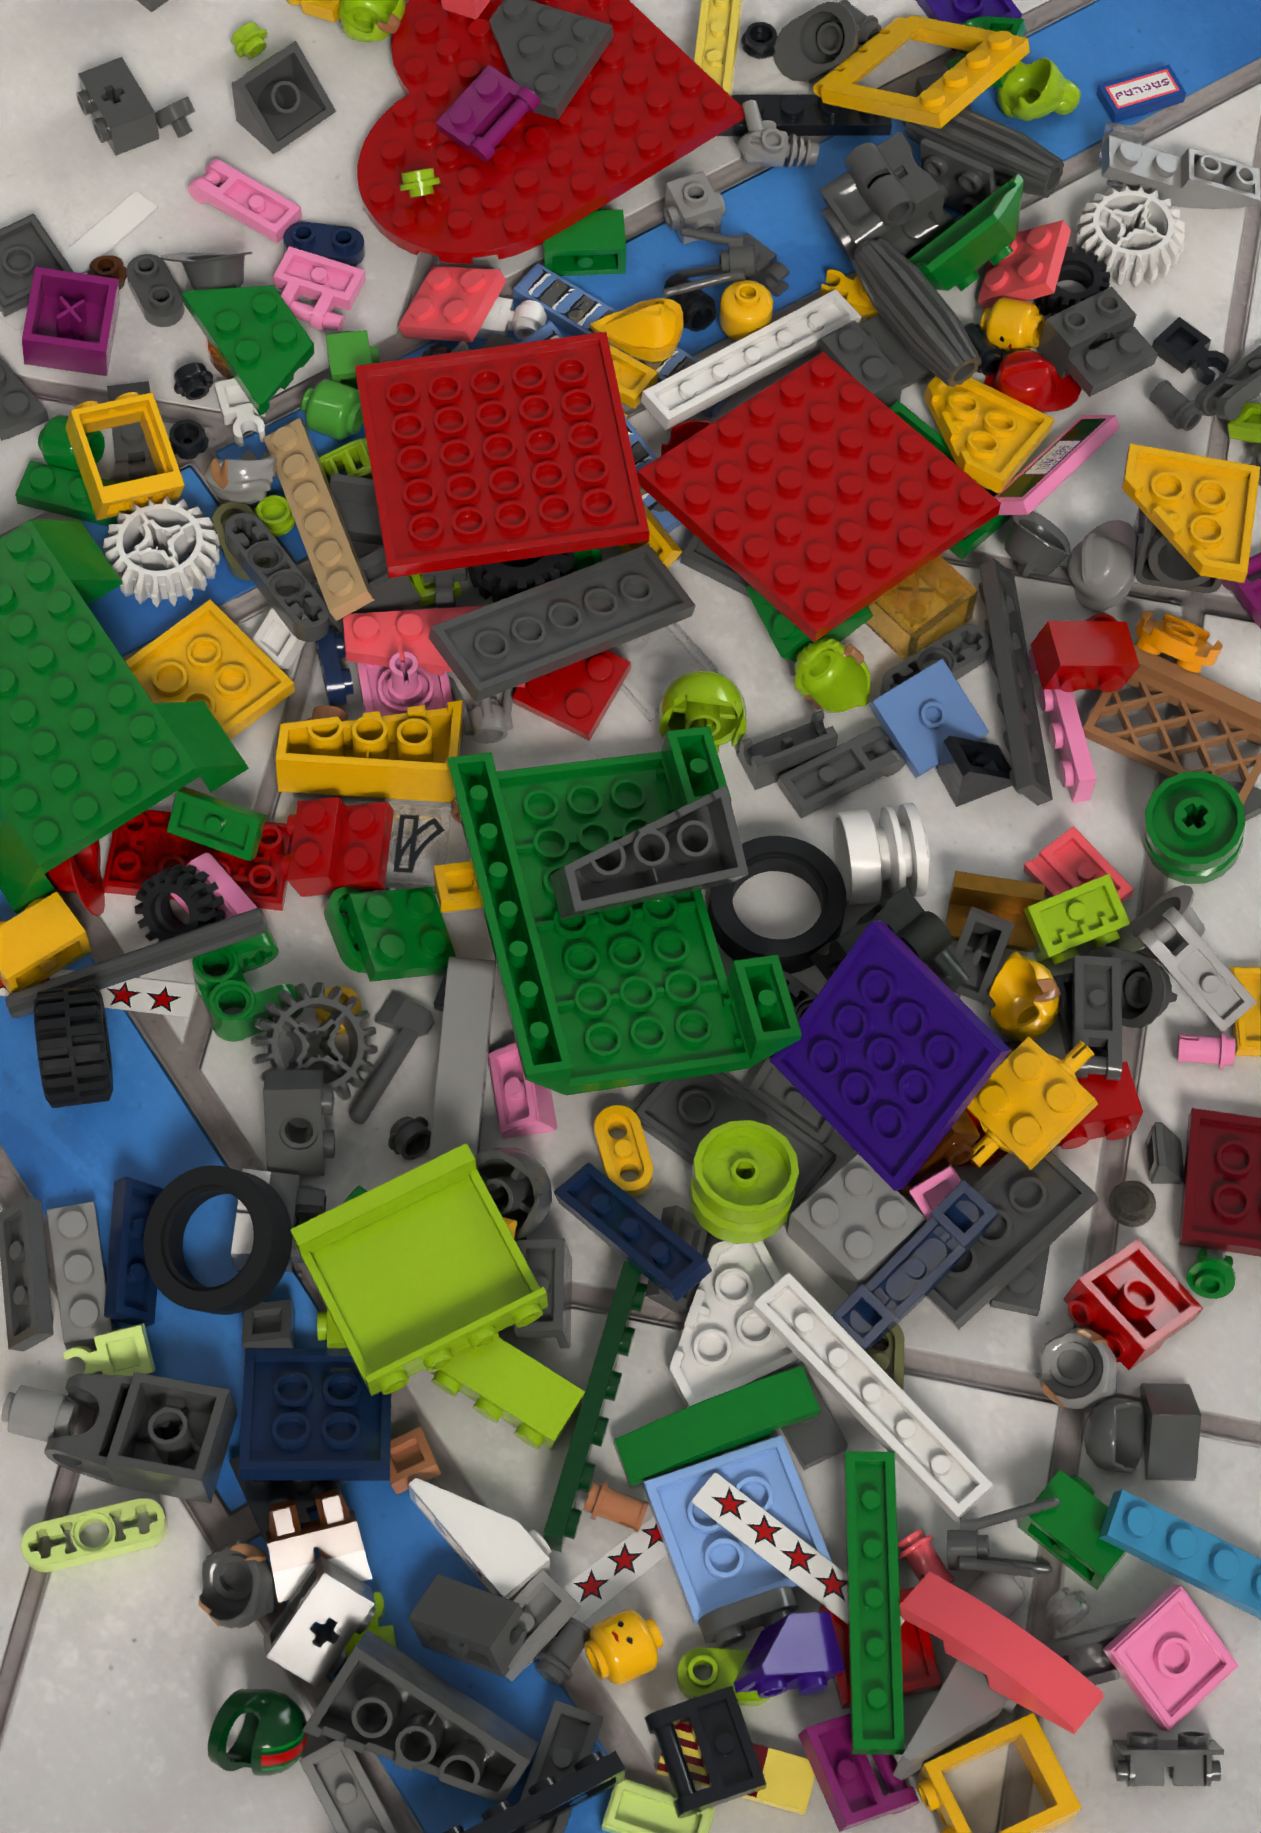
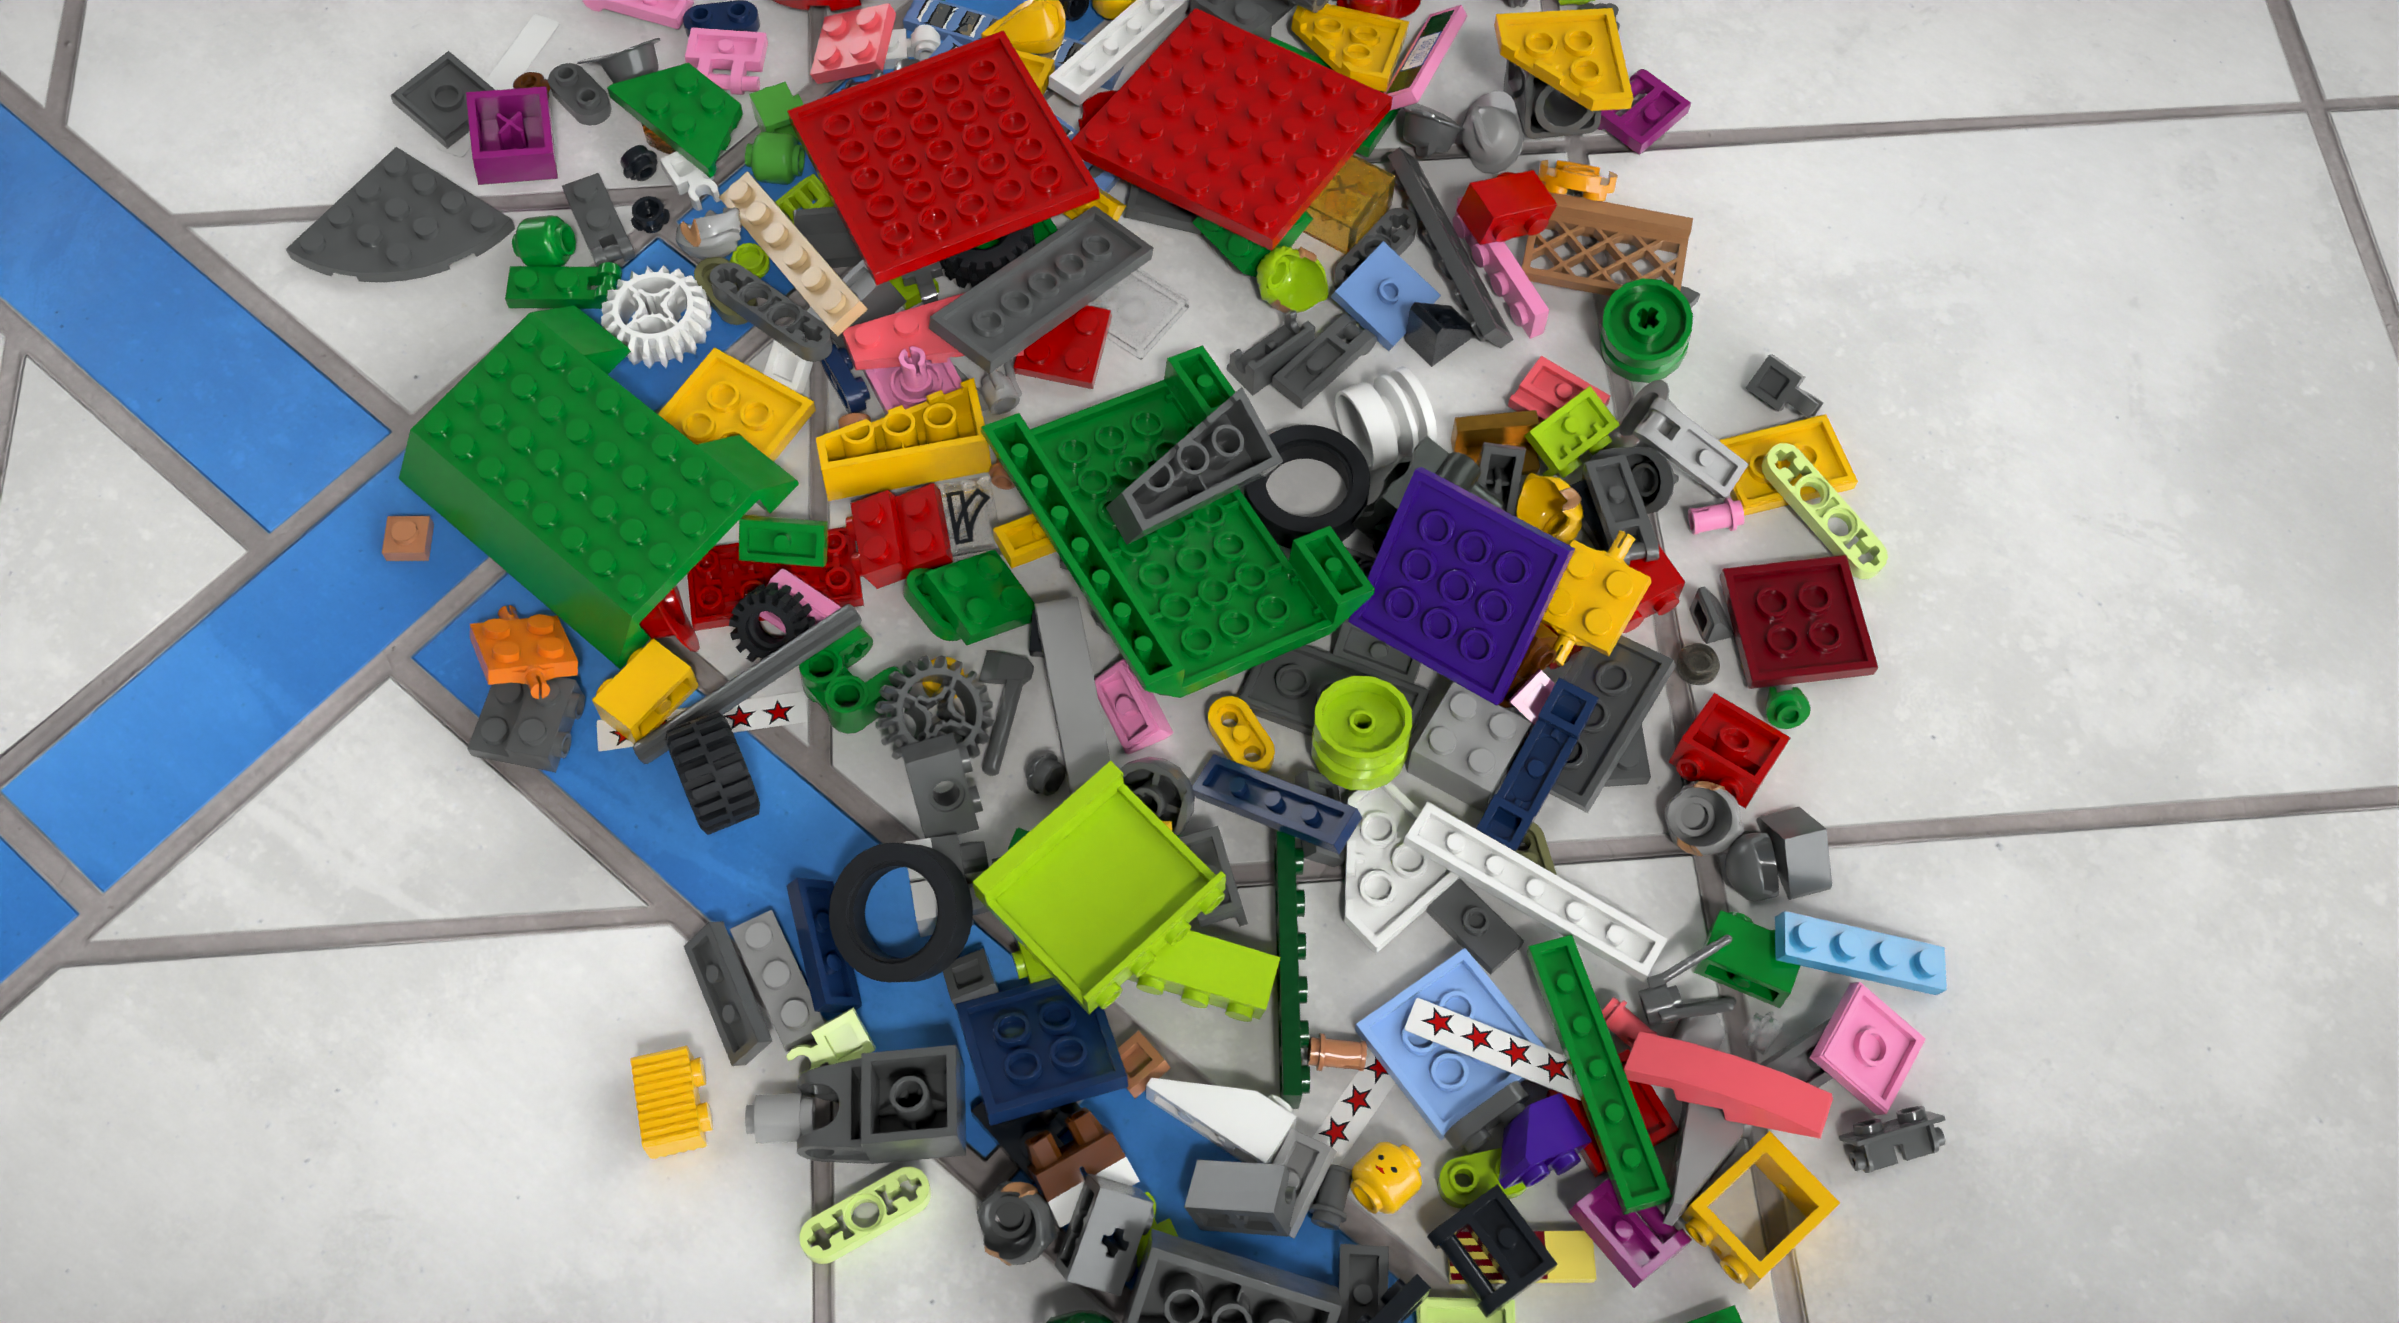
camera: 15 degrees left, 0 degrees up
(124, 410) = (588, 197): yellow window -> none
(703, 701) = (1187, 326): lime cylinder -> none
(716, 1425) = (1403, 956): green slope -> none

